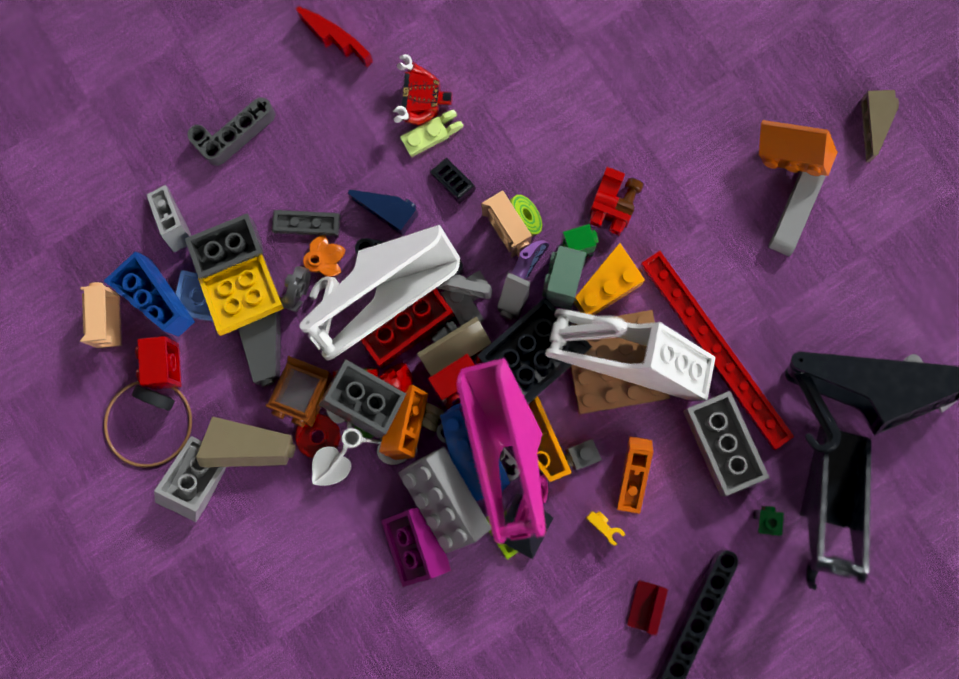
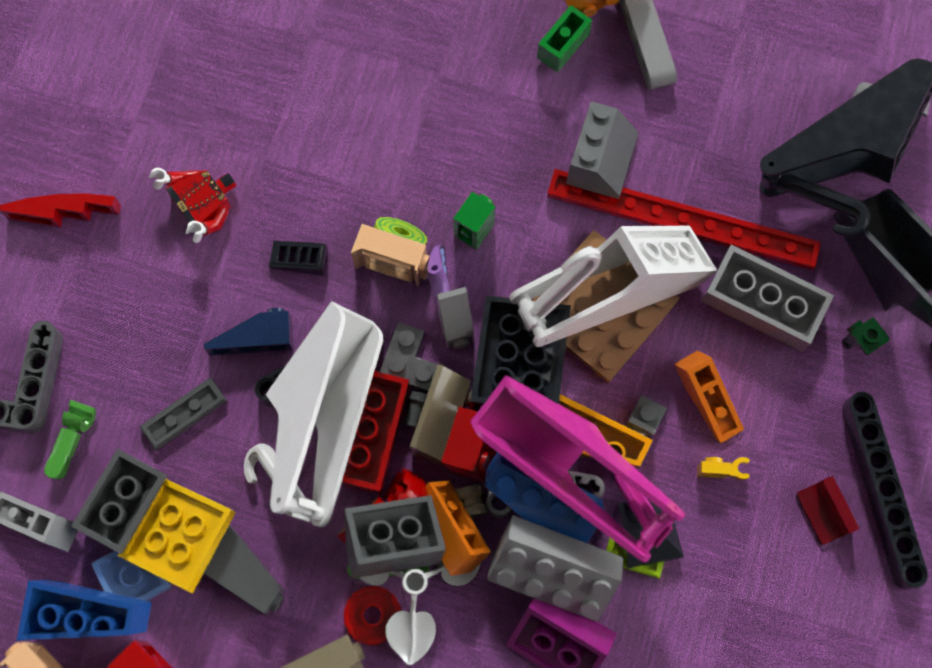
camera: 50 degrees left, 5 degrees down
(241, 176) = (78, 418): none -> bright green piece
(297, 286) = (228, 479): flat silver plate -> none
(299, 392) = (319, 584): dark orange window -> none
(327, 255) = (232, 429): orange plate -> none
(430, 133) = (238, 230): yellowish green hinge -> none
(475, 288) = (393, 349): light grey hinge -> none
(563, 277) = (490, 260): sand green brick -> none
(609, 283) = (534, 234): light orange wedge -> none
(610, 206) = (475, 164): red hips -> none
(700, 264) = (603, 151): none -> dark grey slope
(738, 169) = (564, 38): none -> green brick

